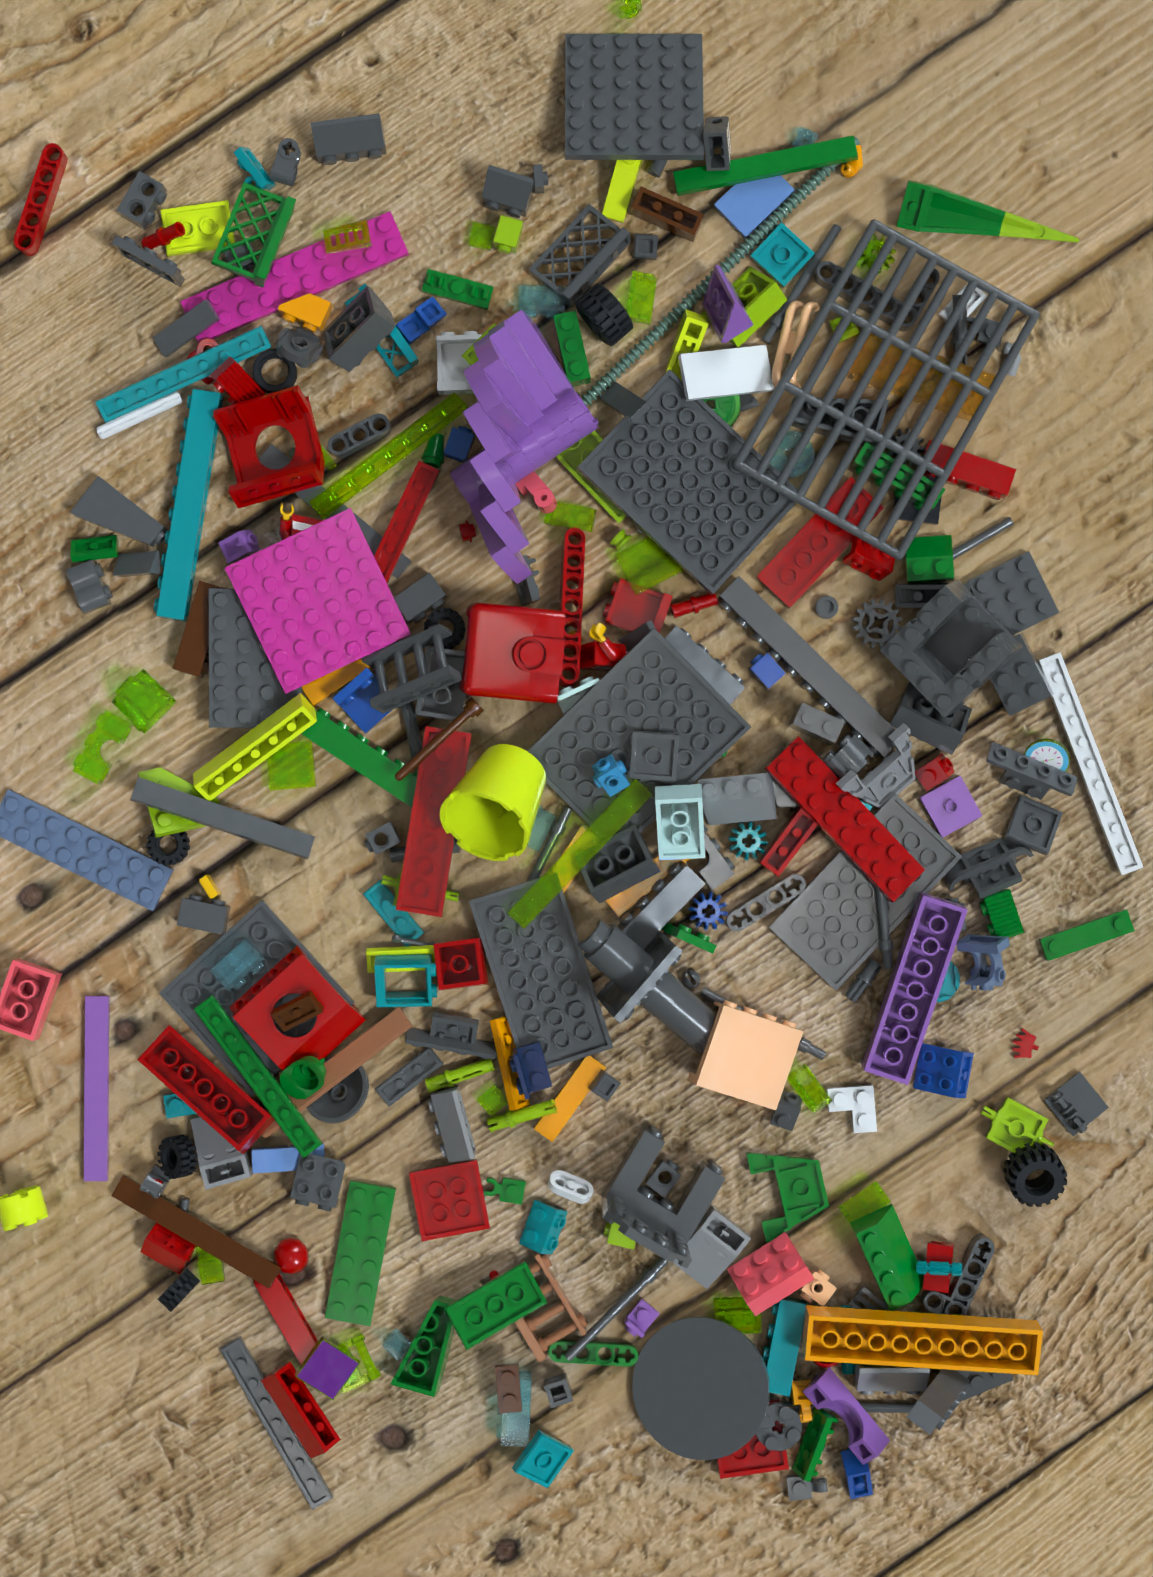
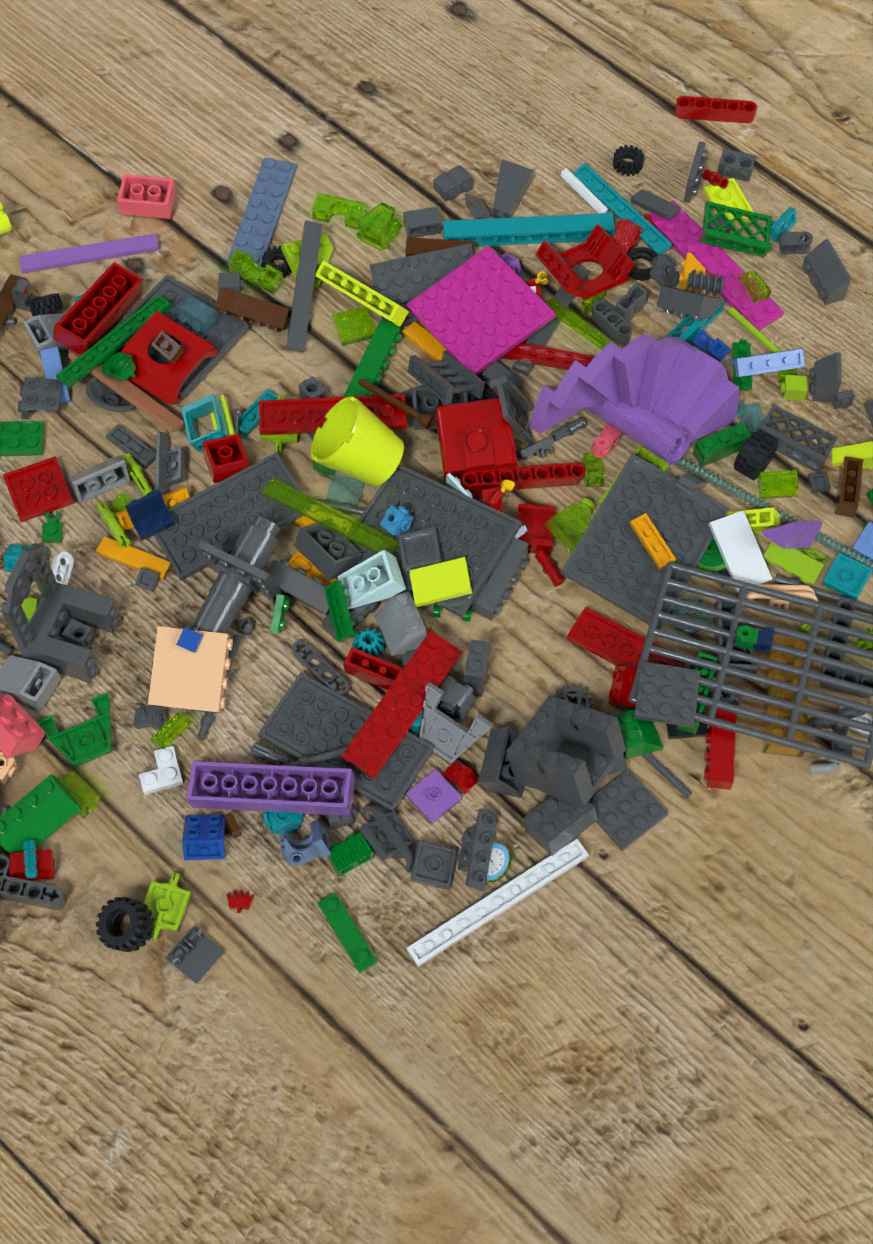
camera: 75 degrees right, 25 degrees down
(91, 332) = (628, 153): none -> black tyre
(94, 548) = (481, 181): green plate -> none
(145, 643) = (422, 222): none -> dark grey brick
(185, 876) = (265, 278): none -> clear neon green arch
(210, 887) = (253, 289): yellow tile -> none
(246, 892) = (251, 308): none -> reddish brown brick
(337, 301) = (705, 282): none -> dark grey piece
(338, 402) = (631, 302): none -> dark grey brick
(356, 700) = (417, 347): blue bracket -> none
(405, 259) = (753, 330): none -> lime bar
(470, 257) = (768, 362): none -> fence
(485, 595) = (514, 406): none -> dark grey fence
(697, 474) = (652, 541): none -> light orange tile
(704, 741) = (440, 582): none -> neon yellow tile
(712, 917) = (304, 619): blue gear -> none
(713, 867) = (339, 611): none -> green plate
(722, 1050) = (189, 640): none -> blue tile
(766, 670) = (510, 630): blue brick -> none
(808, 666) = (524, 656): dark grey brick -> none
(826, 607) = (575, 667): dark grey tile -> none
(859, 401) = (754, 639): none -> leg
(907, 515) = (667, 694): none -> dark grey plate
(939, 1037) = (232, 824): none -> reddish brown tile

